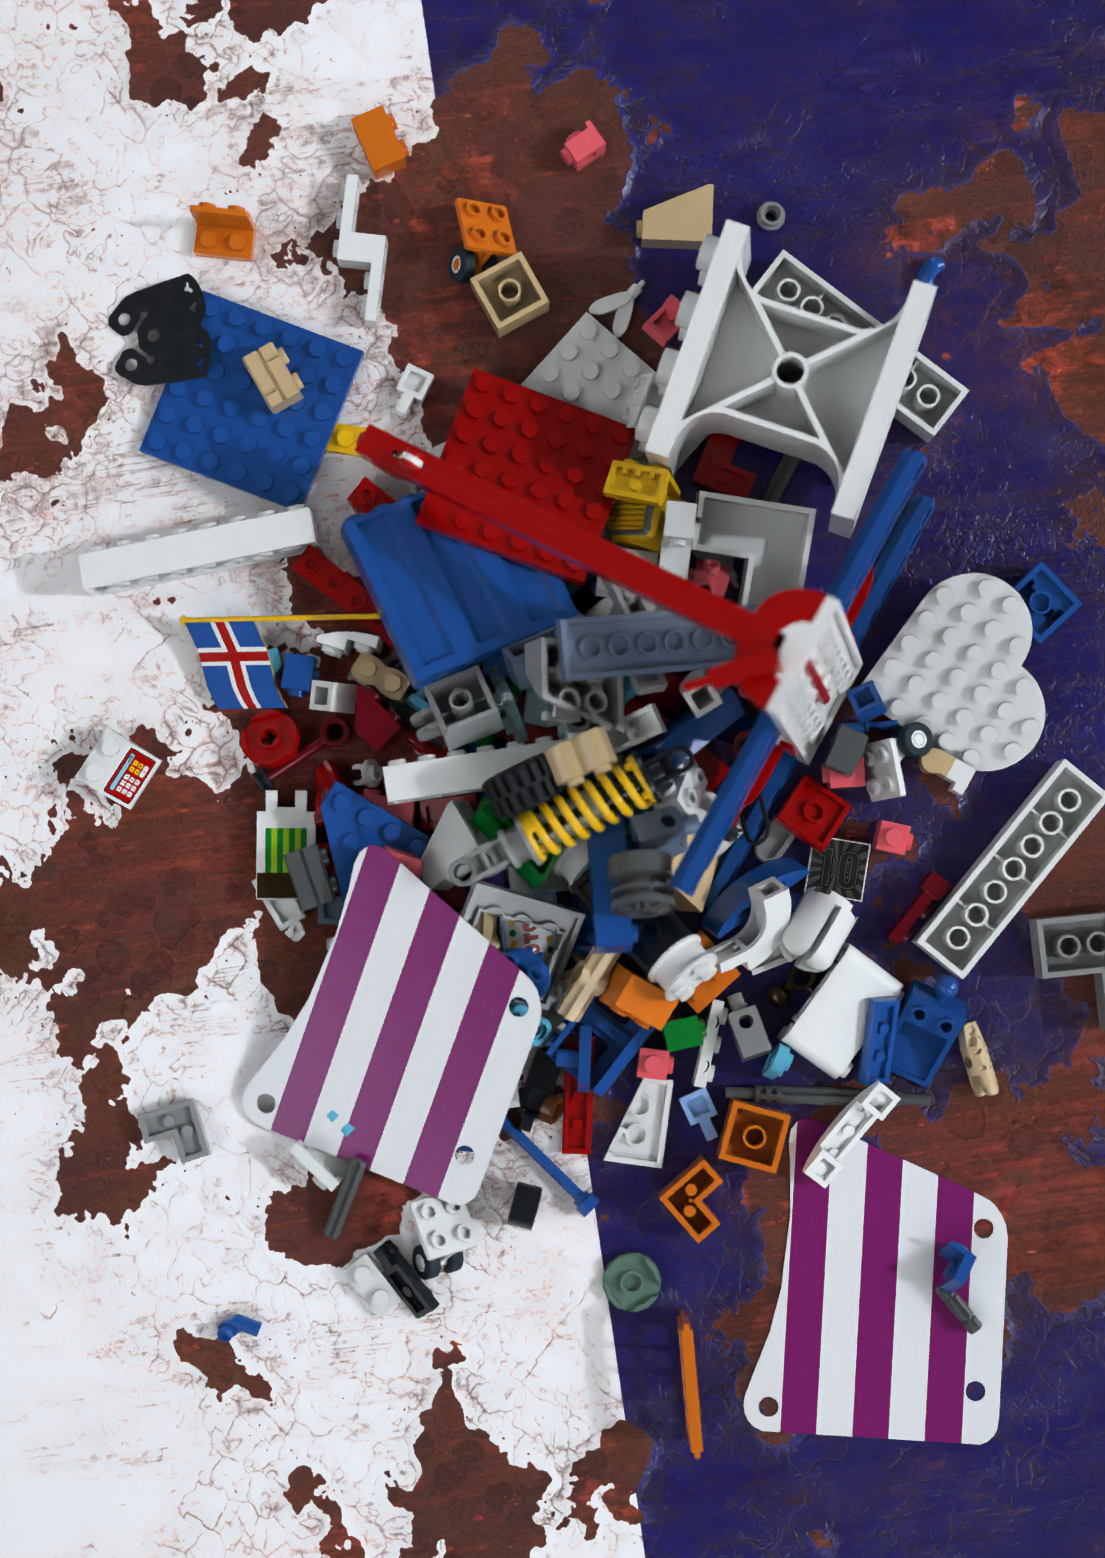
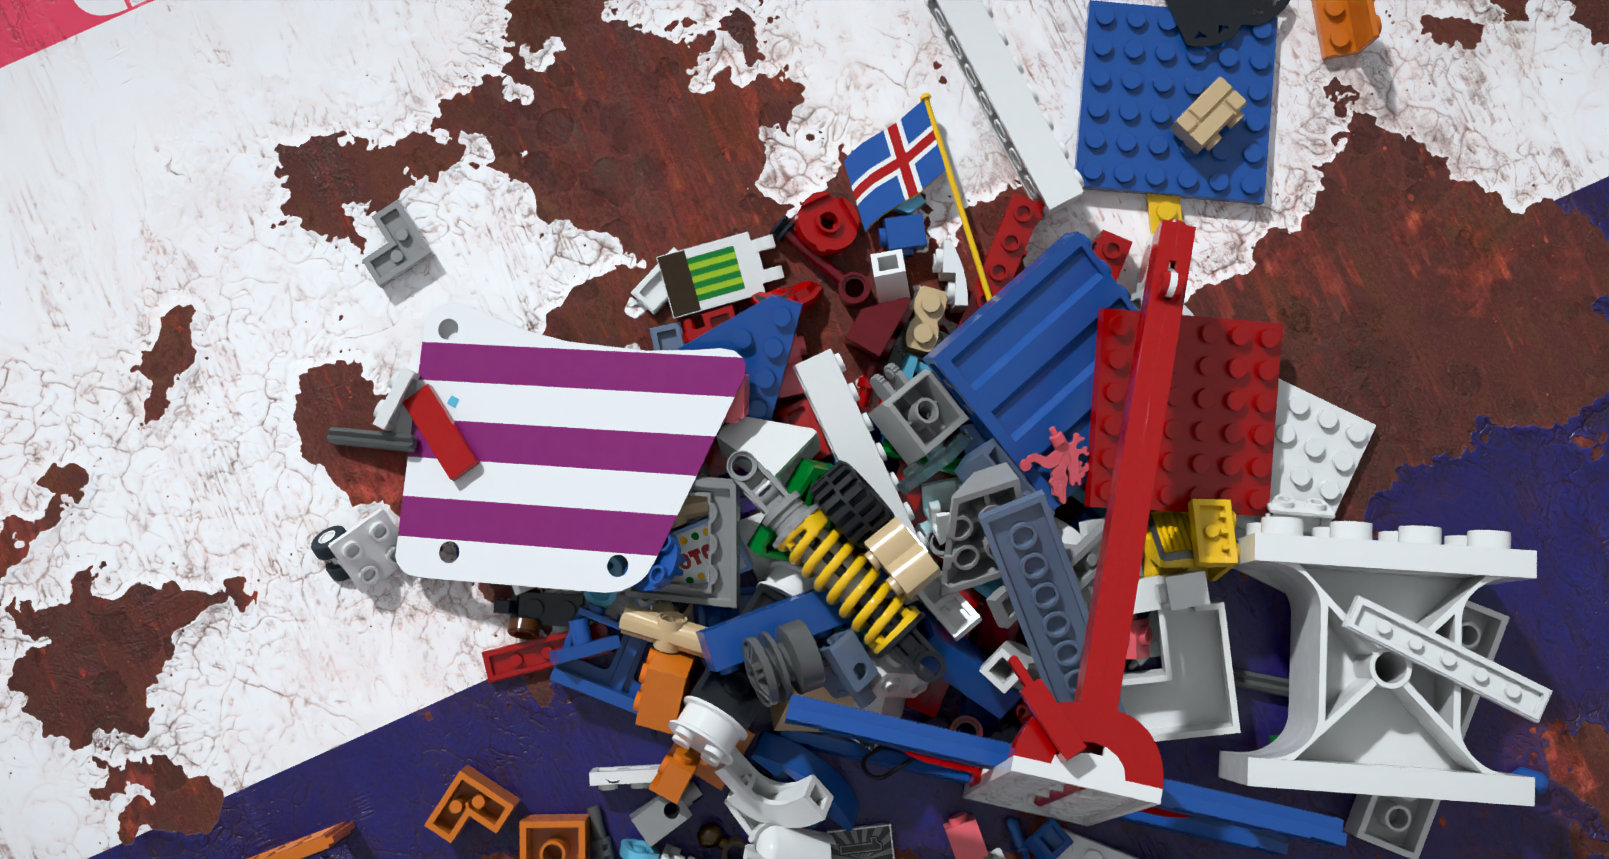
camera: 75 degrees right, 0 degrees up
(118, 768) = (751, 75): white slope -> none
(237, 1324) = (212, 365): blue arm -> none
(311, 877) = (694, 308): dark grey brick -> none
(356, 1133) = (441, 432): none -> red tile
(361, 250) = (1369, 169): white bracket -> none
(370, 772) = (821, 338): white plate -> none
(372, 1285) = (291, 493): white plate -> none
(379, 142) = (1490, 155): orange brick -> none
(405, 1280) = (304, 526): black hinge -> none
(413, 386) = (1242, 265): white plate -> none
(484, 234) = (1430, 292): orange plate -> none
(509, 294) = (1371, 338): tan brick -> none
(524, 1205) = (415, 629): black piece -> none
(536, 594) = (1062, 459): none -> coral piece
(583, 147) = (1551, 371): coral brick -> none
(583, 1200) = (438, 690): blue piece -> none
(623, 303) = (1396, 460): white piece -> none
(631, 1281) = (368, 763): sand green tile -> none
(644, 1126) = (534, 731): white wing -> none
(654, 1063) = (601, 723): coral brick -> none
(662, 323) = (1390, 512): coral bracket -> none
(679, 221) = (1502, 495): tan slope -> none
(683, 1032) = (642, 747): green brick -> none
(699, 1109) = (566, 785): light blue plate -> none
(715, 469) = (1247, 610): red plate -> none
(715, 1008) = (675, 774): none -> orange brick
(774, 208) = (1546, 592): light grey plate -> none
(775, 845) = (887, 792): light grey tile -> none
(795, 322) = (1447, 659): none -> white tile
(812, 813) = (913, 817): red plate -> none
(845, 750) = (989, 835): dark grey brick -> none

